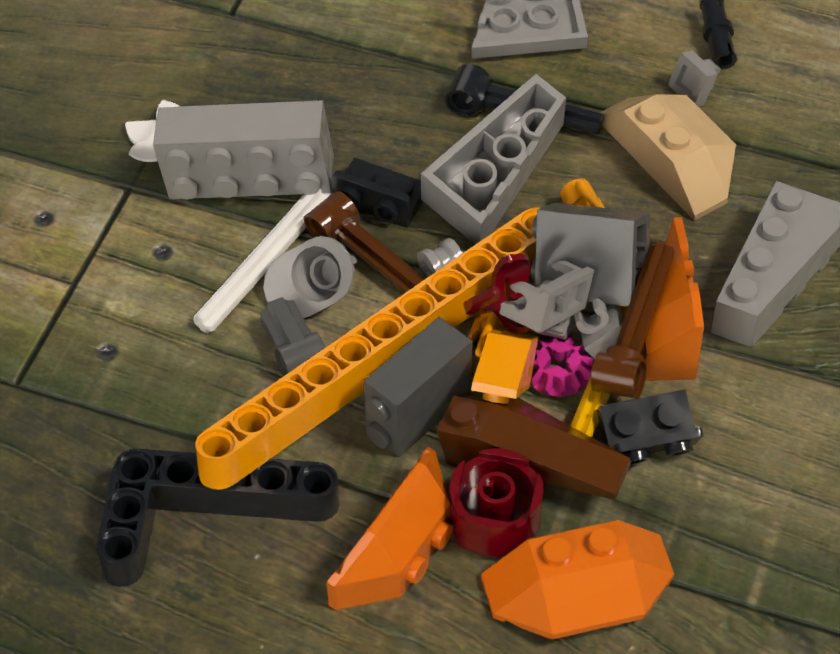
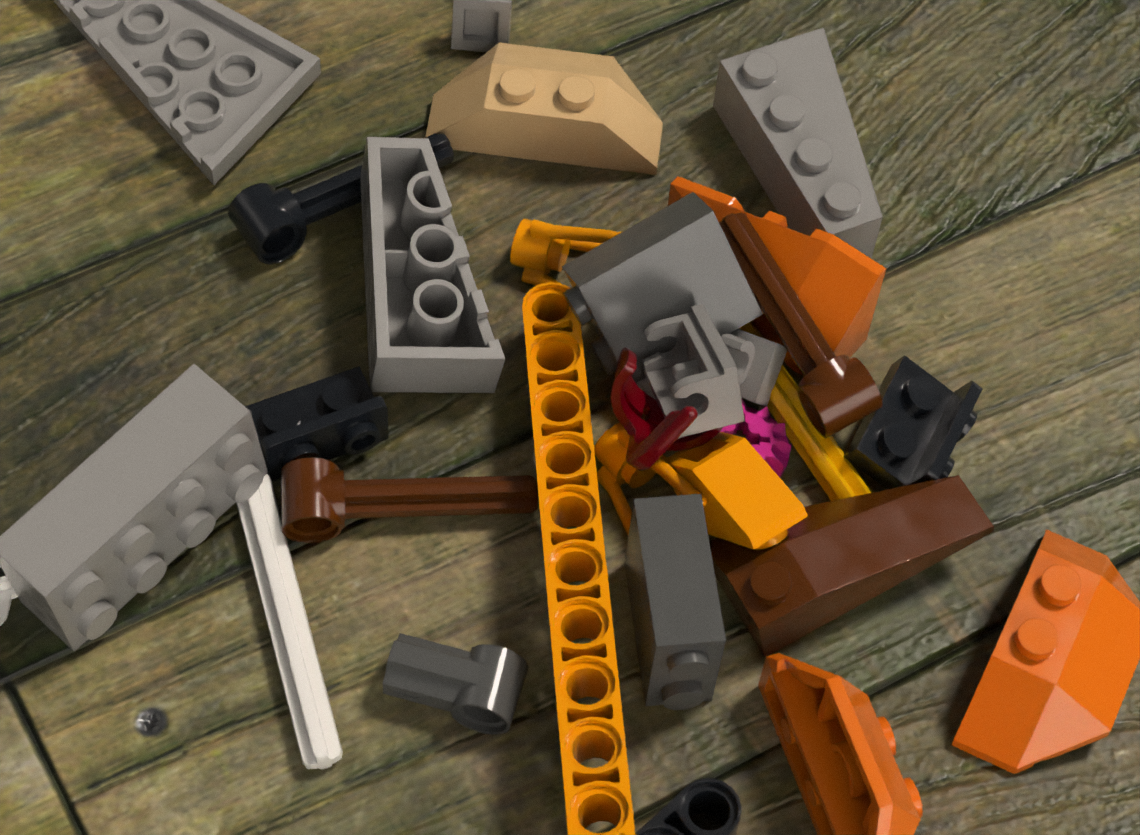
camera: 55 degrees left, 5 degrees up
(311, 275) = (390, 588): light grey piece -> none
(433, 260) = (495, 441): light grey wheel -> none
(495, 502) = (899, 644): dark red brick -> none

